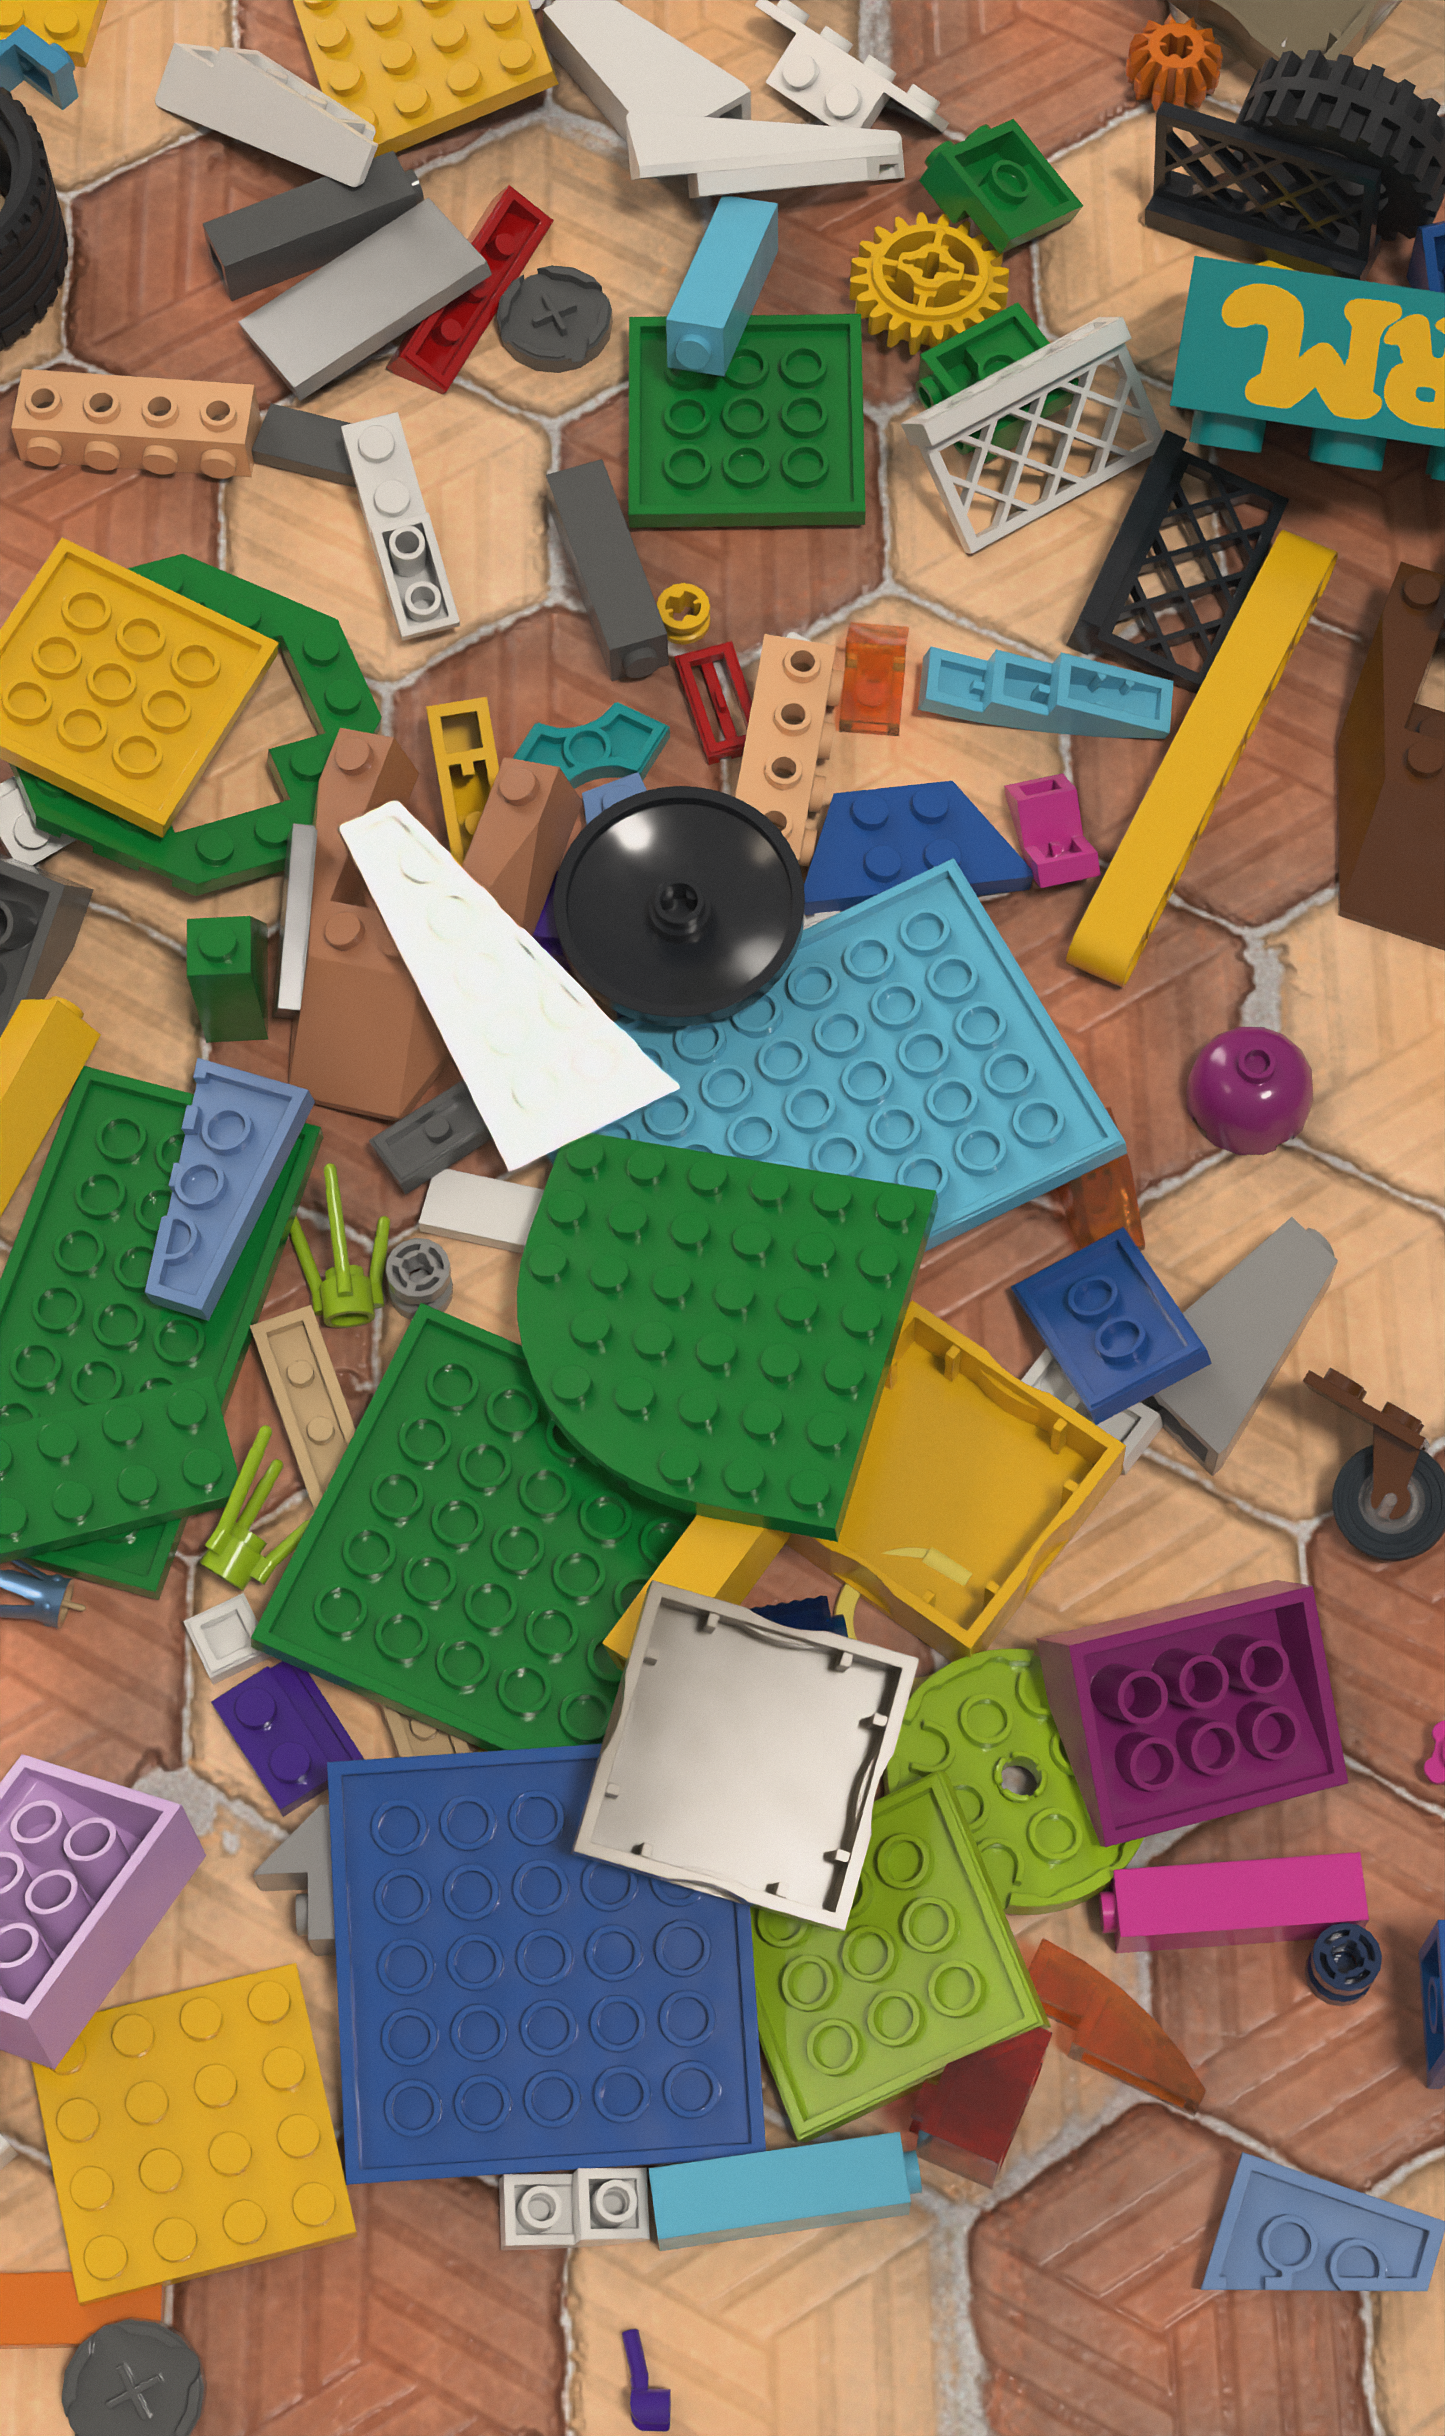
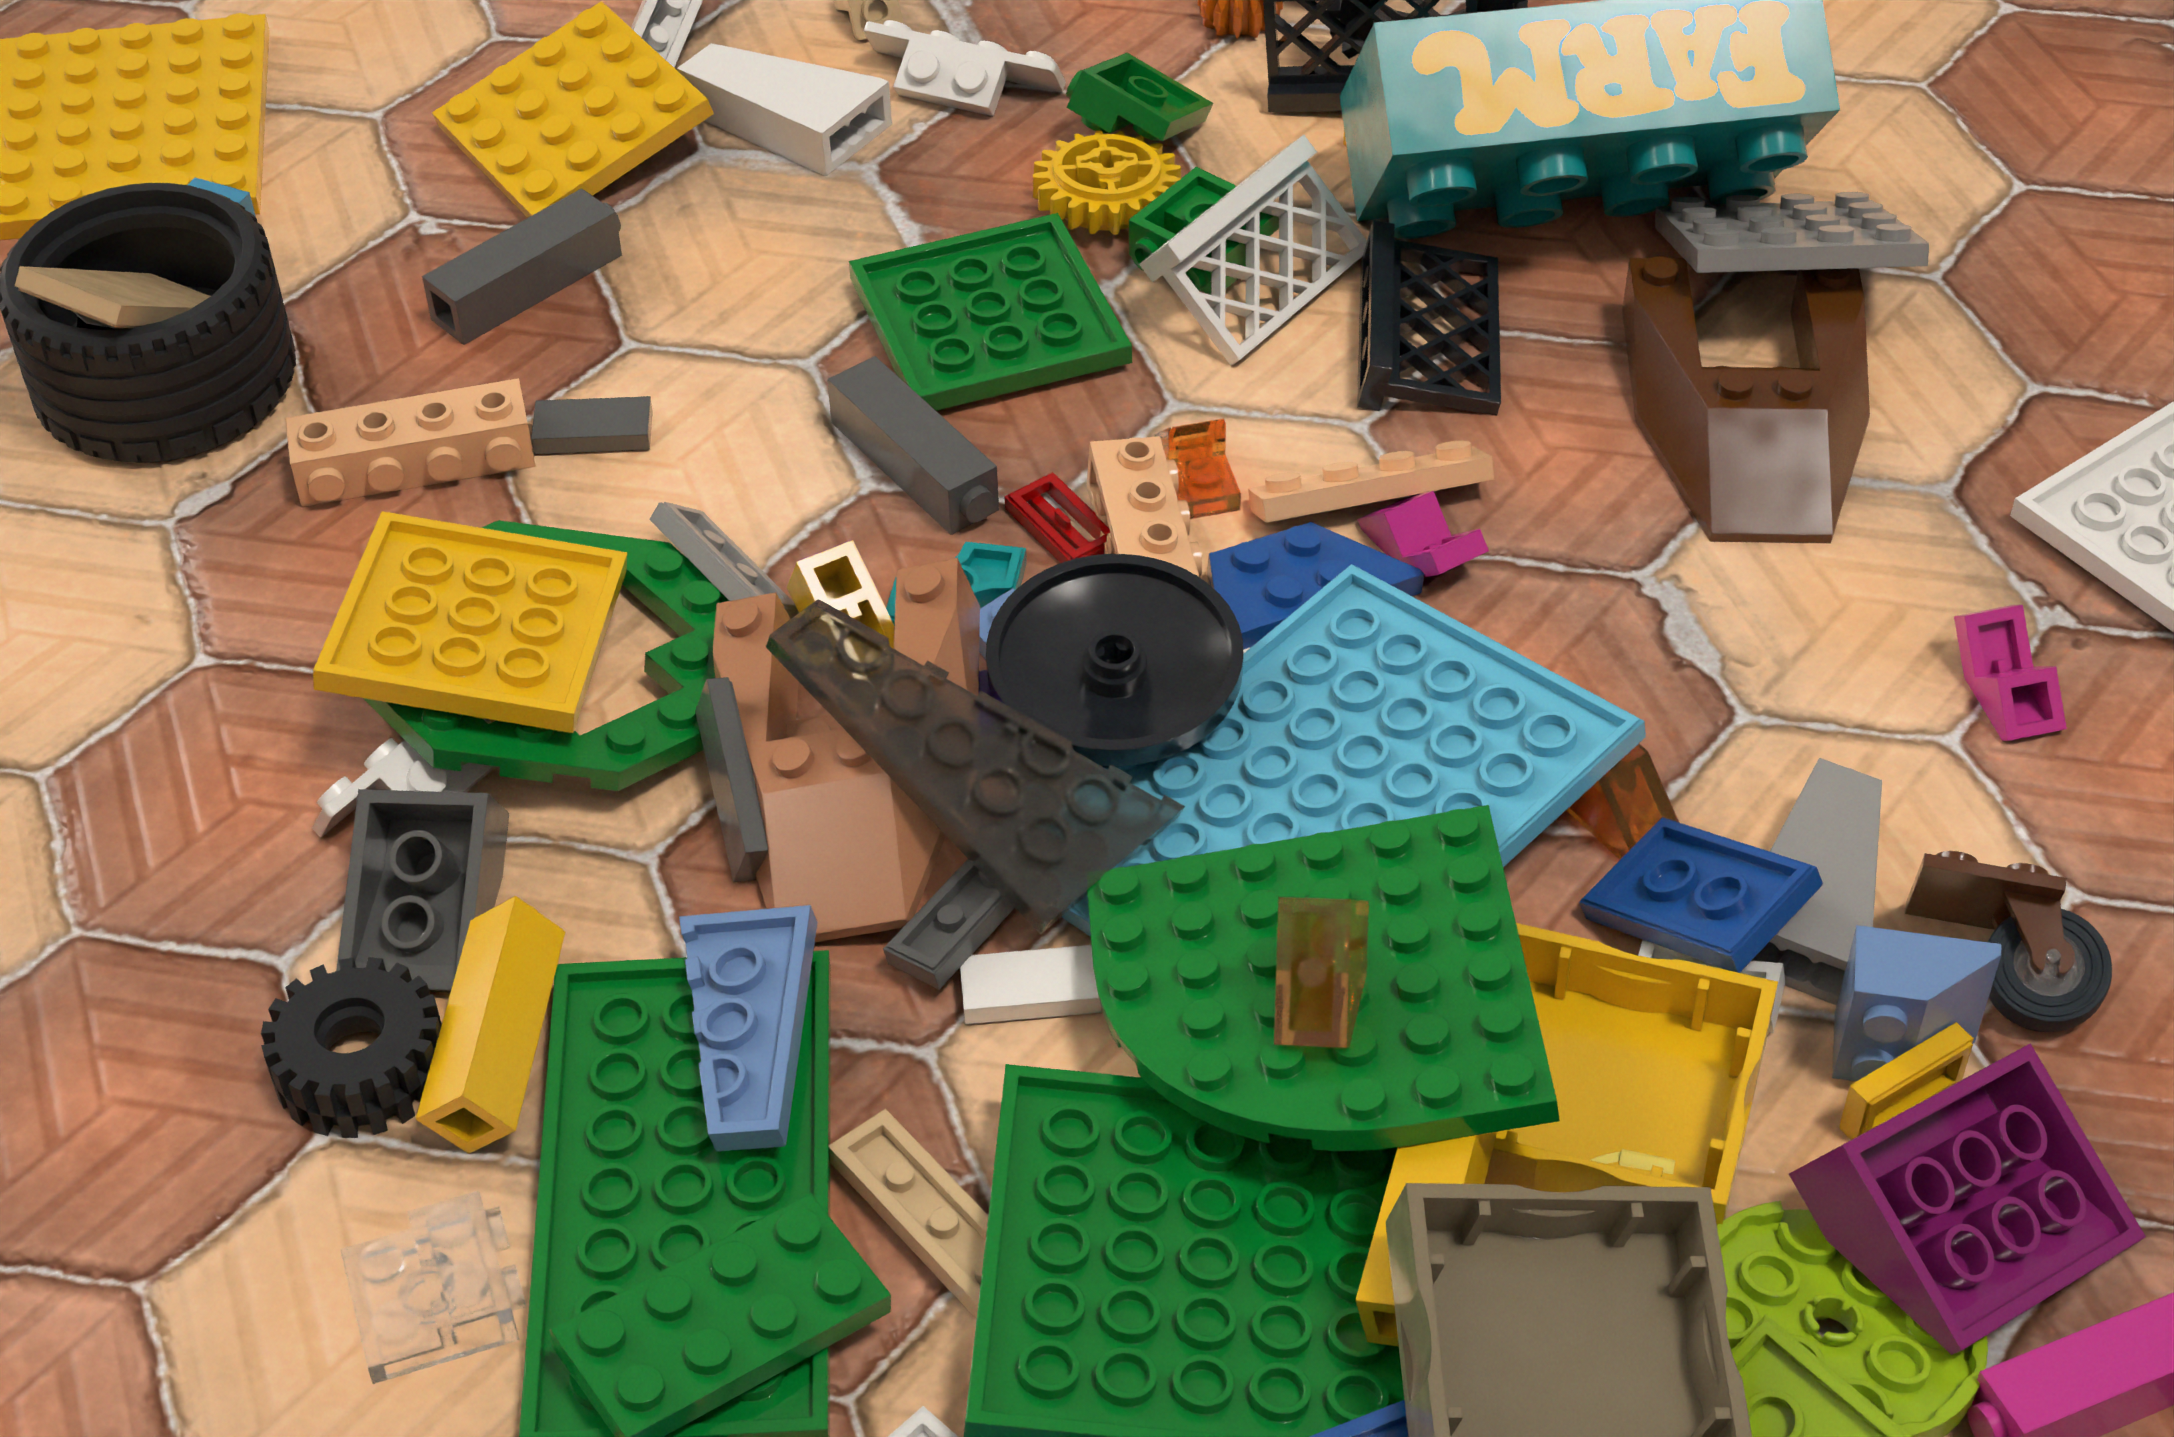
camera: 20 degrees left, 20 degrees down
(229, 976) = (684, 835): green slope -> none
(232, 1548) = (902, 1357): lime plant -> none
(267, 108) = (447, 189): white wedge -> none
(346, 1295) = (915, 1092): lime plant -> none
(364, 298) = (595, 303): light grey tile -> none
(379, 661) = (715, 554): none -> light grey tile
(399, 527) = (696, 460): white slope -> none
(411, 1290) = (982, 1048): light grey wheel -> none
(443, 341) = (689, 286): red slope -> none
(554, 319) = (777, 287): dark grey tile -> none
(691, 627) = (1009, 455): yellow bush -> none
(692, 1328) = (1319, 970): none -> clear orange slope
(722, 285) = (927, 213): medium azure brick -> none
(757, 156) = (911, 129): white wedge -> none
(1030, 752) = (1347, 485): none -> light nougat plate
(1046, 697) = (1361, 437): medium azure slope -> none
(1201, 759) = (1528, 458): yellow beam -> none
(1208, 1571) = (1906, 1080): none -> yellow tile
(1236, 1503) = (1905, 991): none -> medium blue slope
(1250, 1090) = (1714, 682): magenta cylinder -> none

